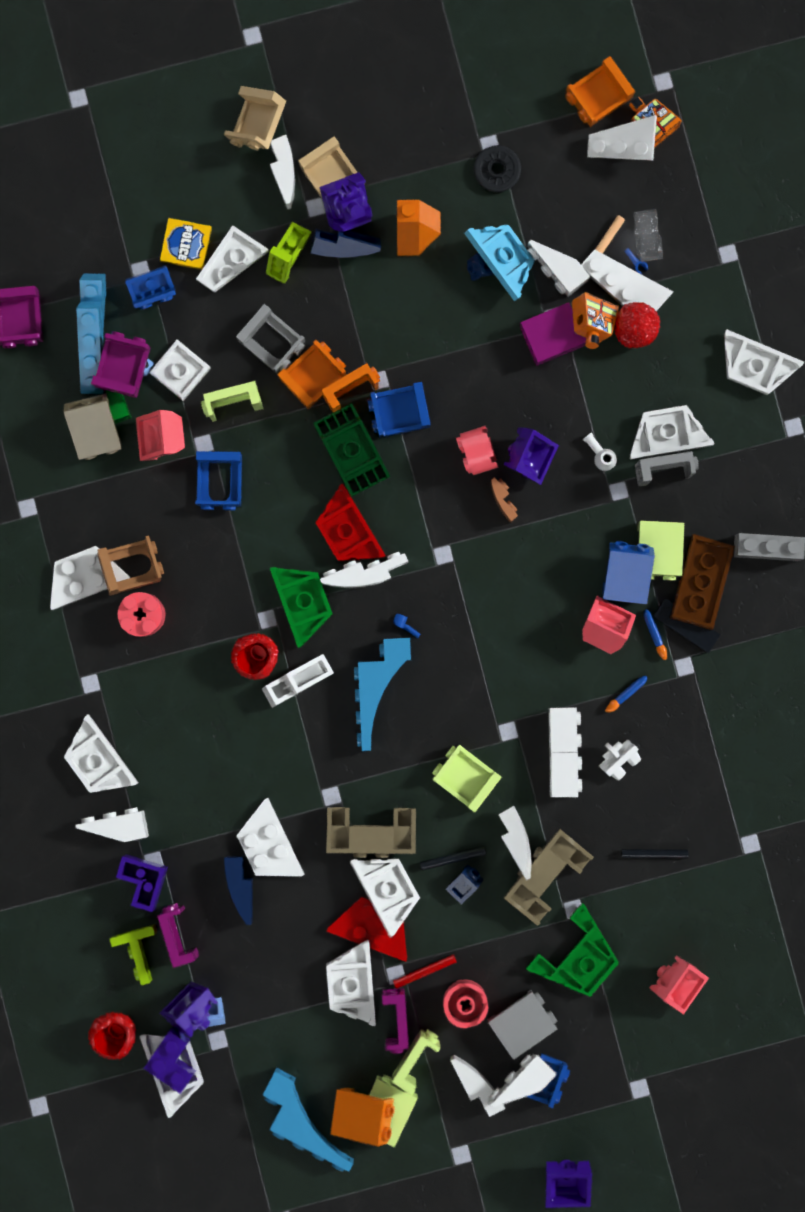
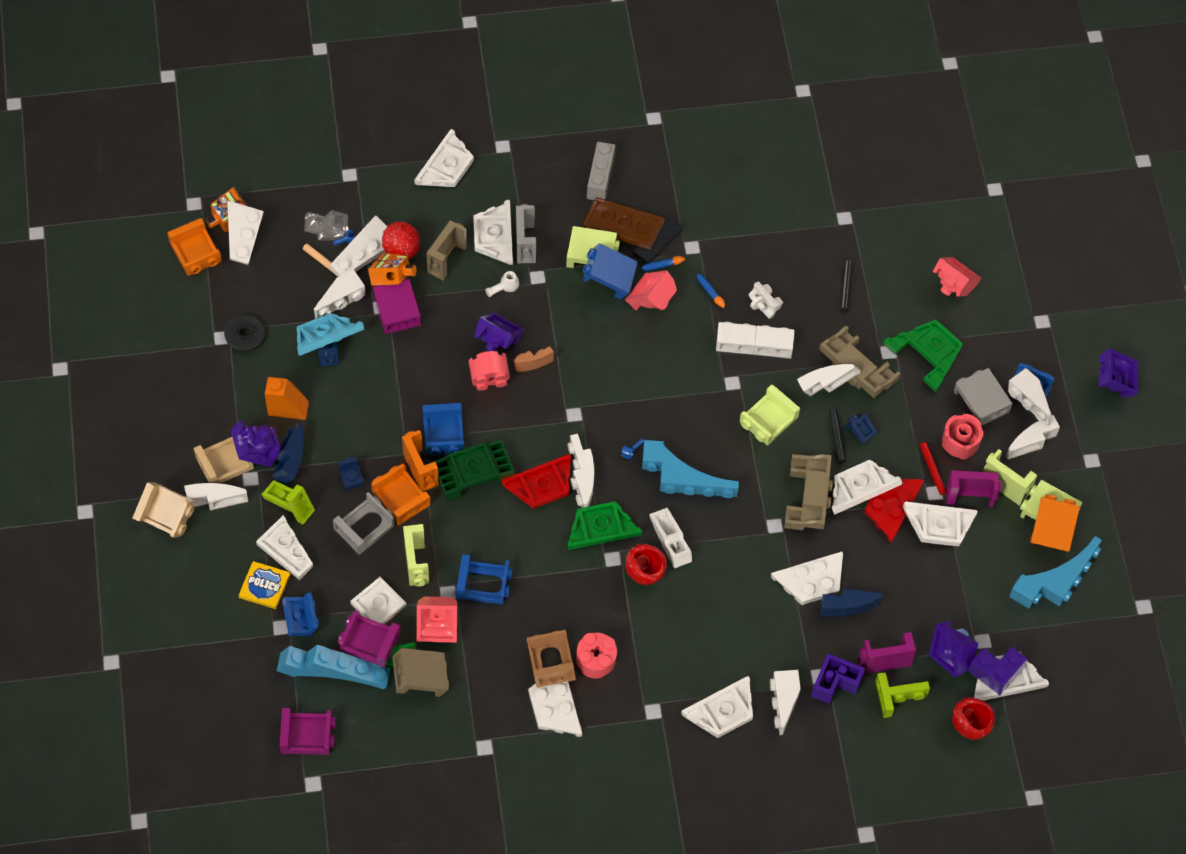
camera: 85 degrees left, 25 degrees down
(332, 316) = (350, 473): none -> dark blue bracket
(634, 375) = (452, 235): none -> dark tan panel

